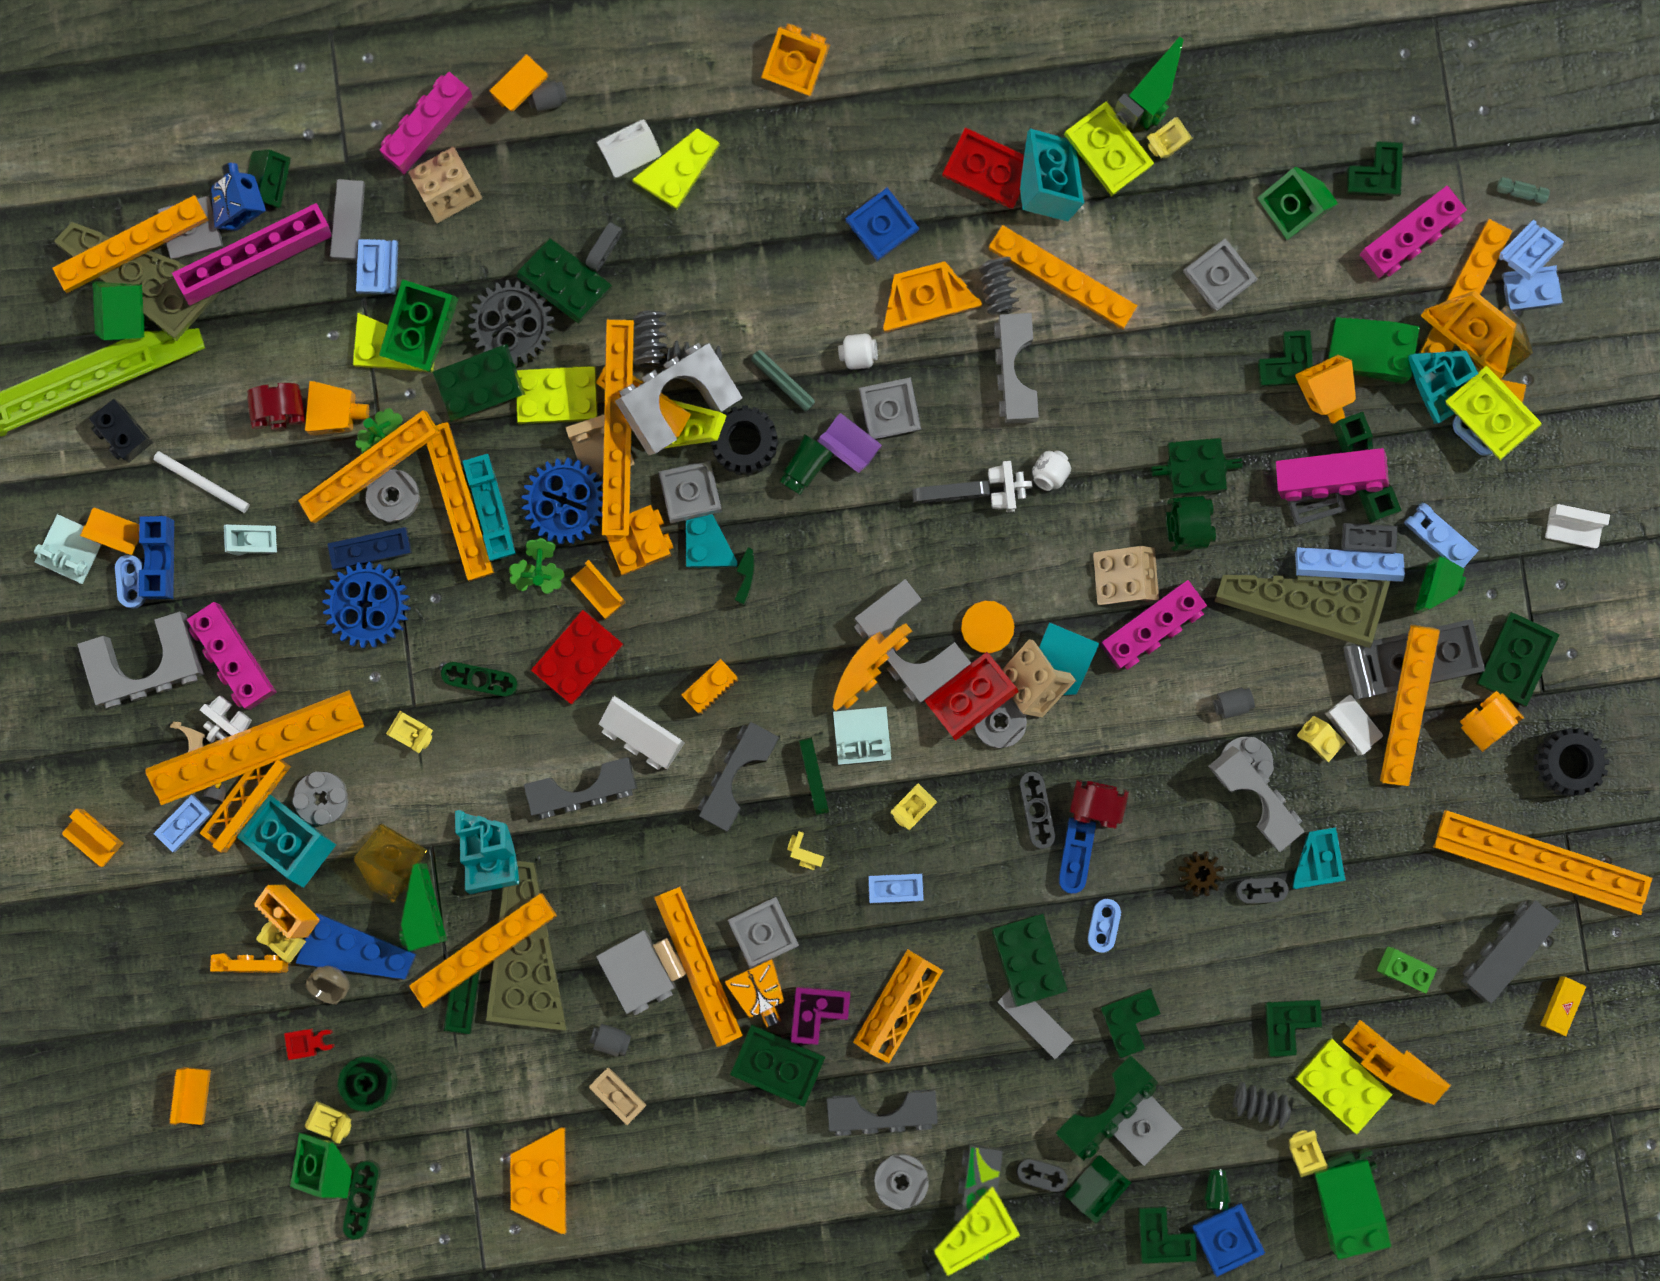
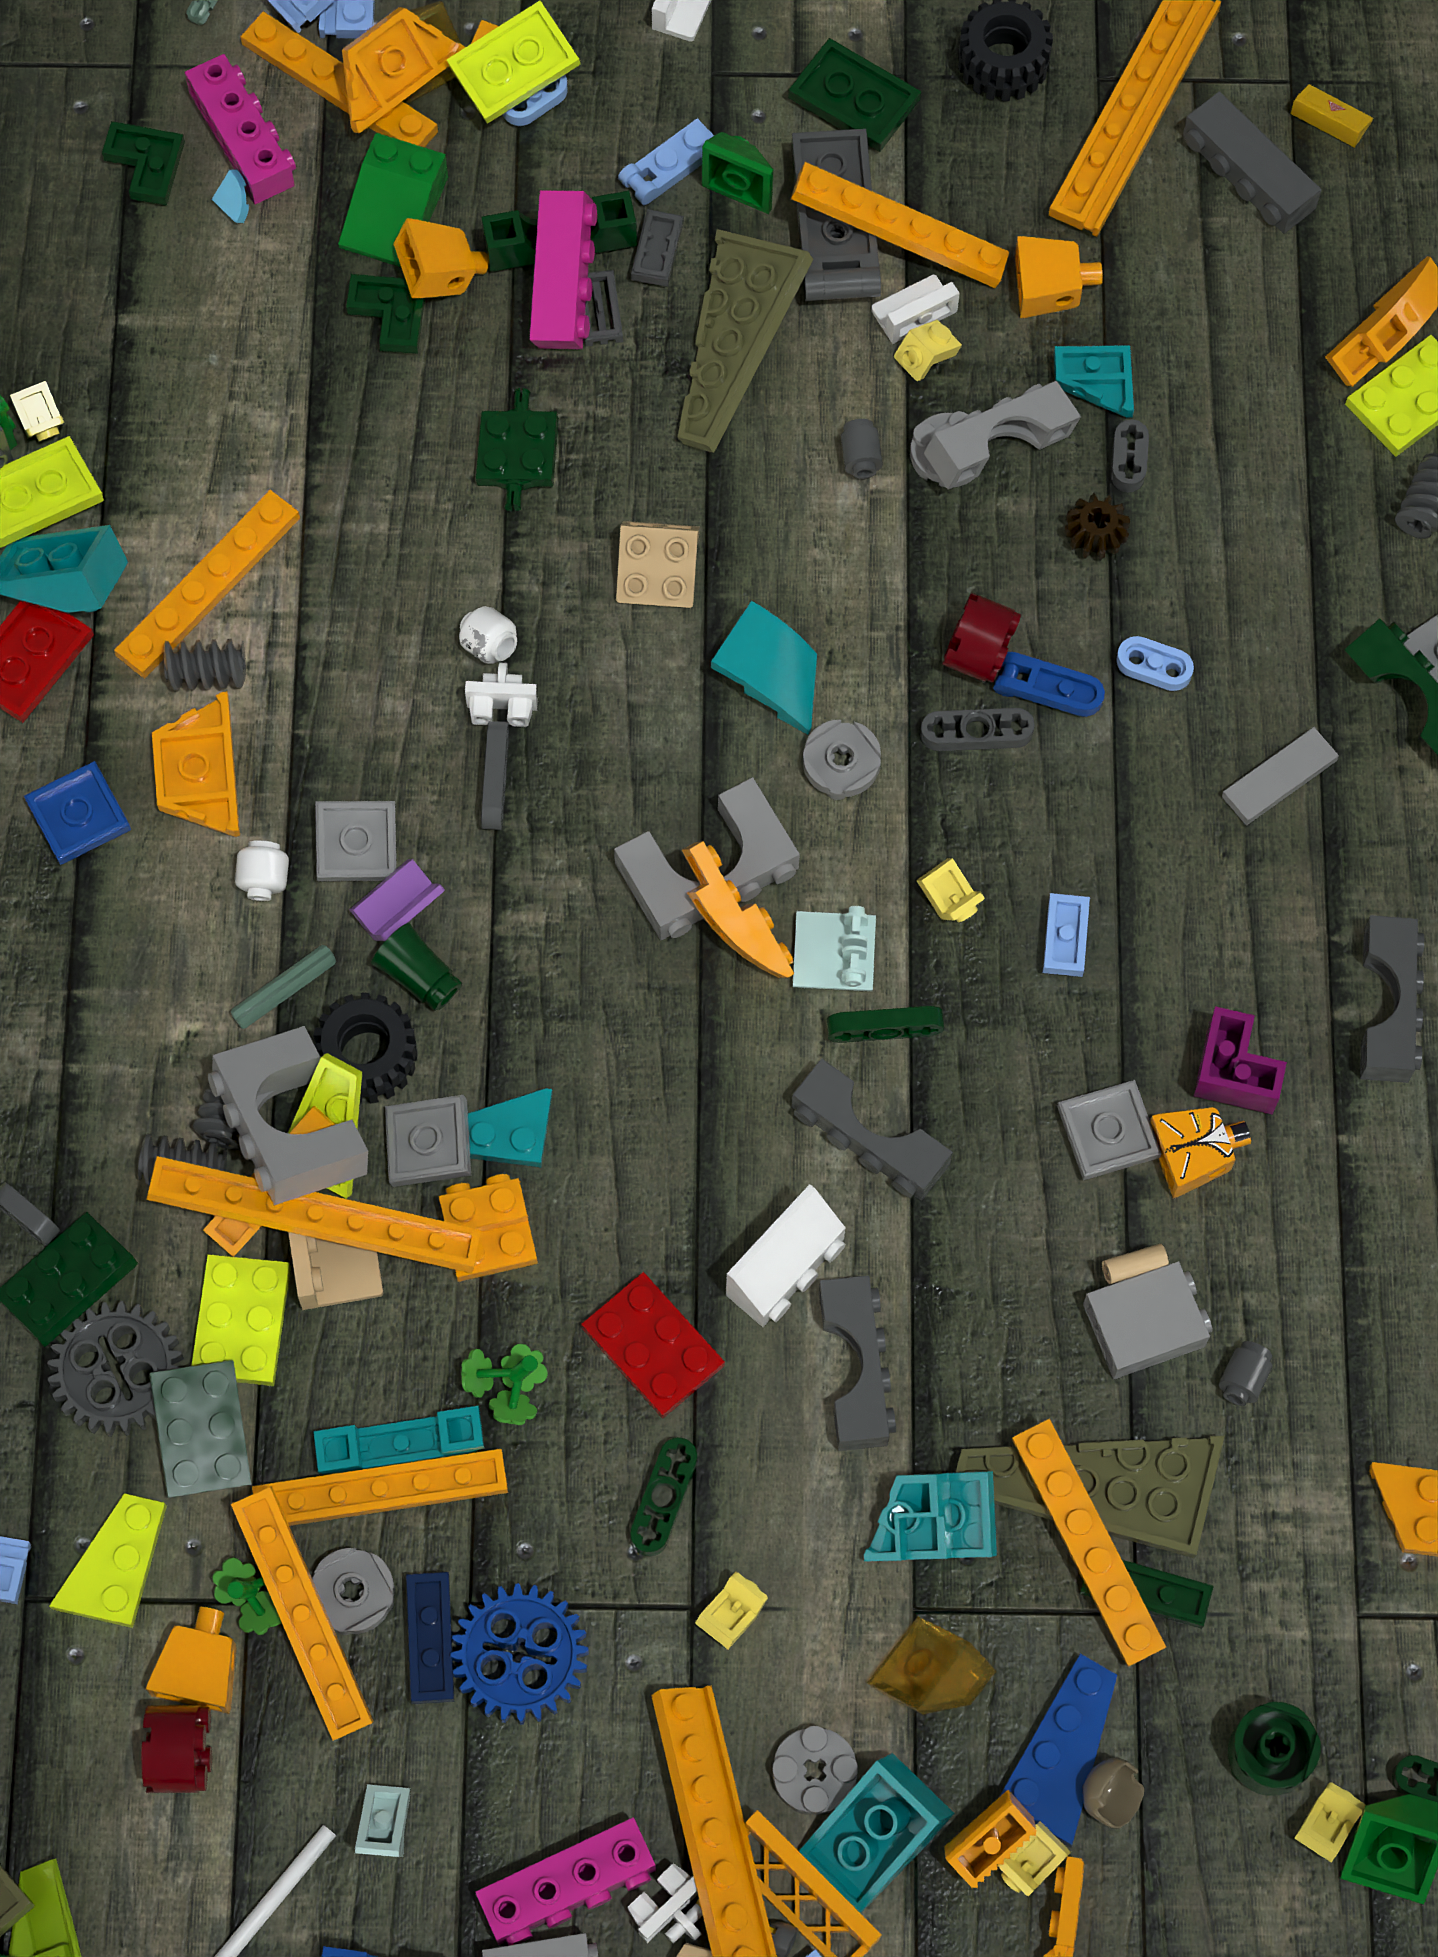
camera: 85 degrees left, 15 degrees down
(304, 1043) = (1200, 1849): red plate -> none
(418, 325) = (90, 1506): green slope -> none
(421, 916) = (1021, 1625): green slope -> none
(556, 523) = (442, 1343): blue gear -> none
(598, 590) = (553, 1296): light orange panel -> none
(617, 1096) = (1331, 1375): tan plate -> none
(698, 966) = (1148, 1228): light orange plate -> none
(710, 687) = (730, 1150): light orange brick -> none
(746, 569) = (562, 1073): dark green slope -> none
(777, 1065) = (1309, 1137): dark green plate -> none
(808, 859) = (1006, 1050): light yellow bracket -> none
(894, 1004) = (1237, 958): light orange fence -> none
(971, 696) = (801, 784): red plate -> none
(987, 627) = (701, 757): light orange tile -> none
(1019, 401) = (375, 666): light grey arch -> none
(1029, 960) = (1193, 768): dark green plate -> none
(1036, 680) = (788, 700): tan bracket -> none
(1122, 1019) = (1288, 661): dark green plate -> none
(1154, 624) = (735, 535): dark pink brick -> none
(1190, 523) = (598, 462): dark green brick -> none
(1220, 275) = (248, 377): light grey plate -> none
(1283, 1018) = (1316, 456): dark green plate -> none
(1296, 201) = (166, 264): green slope -> none
(1349, 564) = (689, 277): light blue plate -> none
(1358, 237) = (232, 196): none -> medium azure tile
(1393, 818) = (1051, 275): none -> light orange torso
(1406, 969) = (1261, 292): bright green plate -> none
(1439, 377) = (451, 121): teal slope -> none
(1492, 721) = (935, 132): light orange brick -> none

